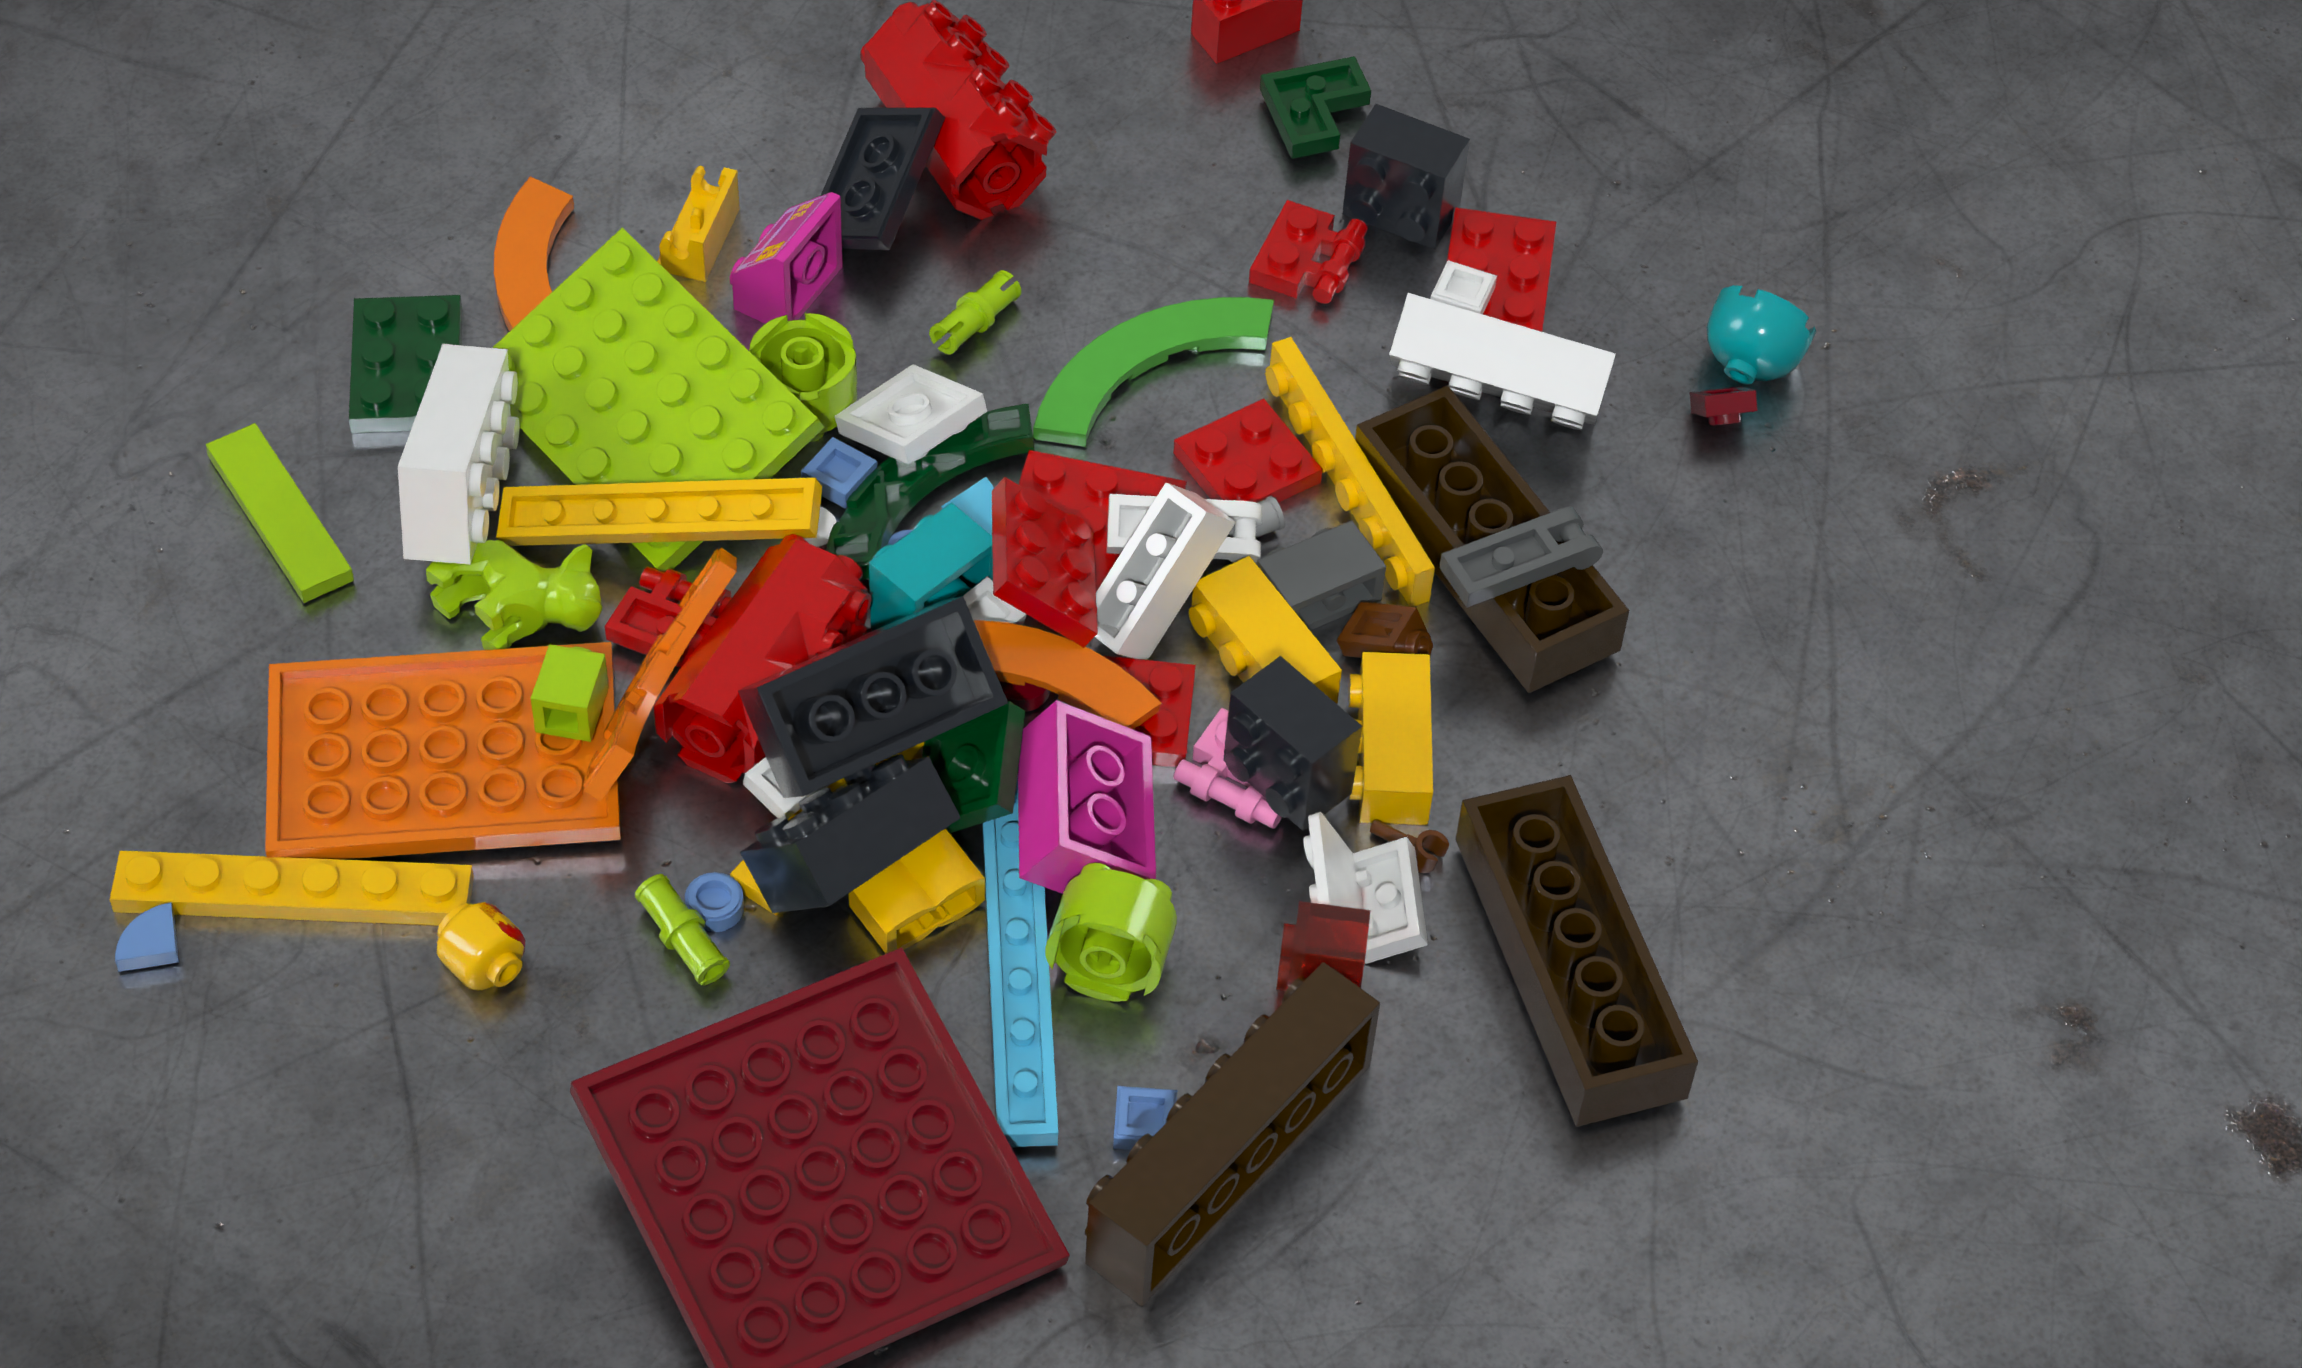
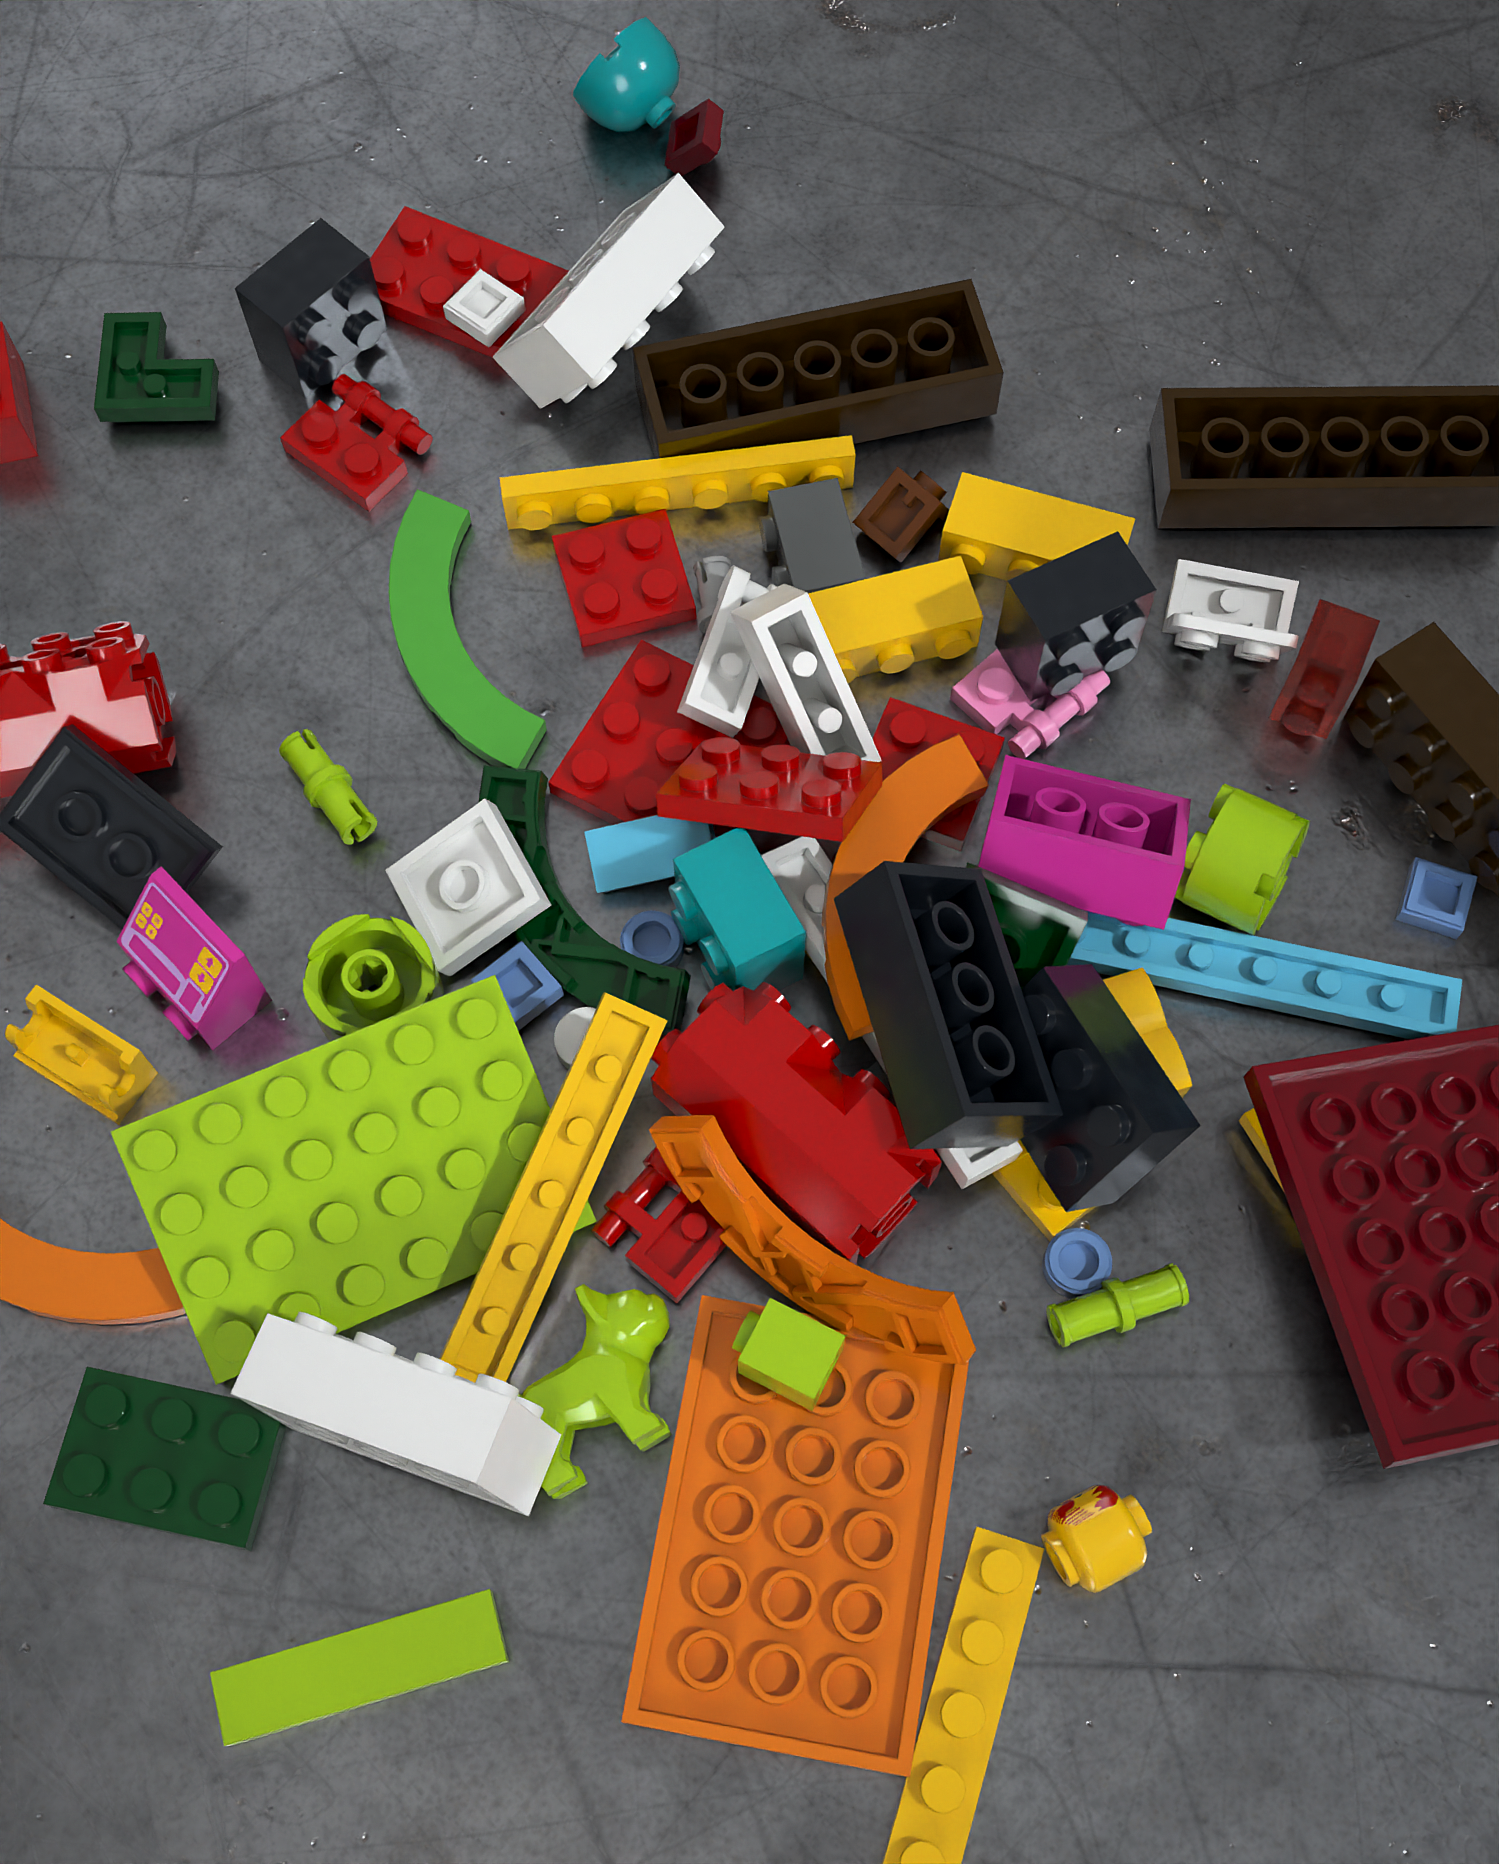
camera: 70 degrees left, 15 degrees up
(1427, 840) = (1164, 561): reddish brown hand -> none
(1519, 556) = (895, 345): dark grey plate -> none

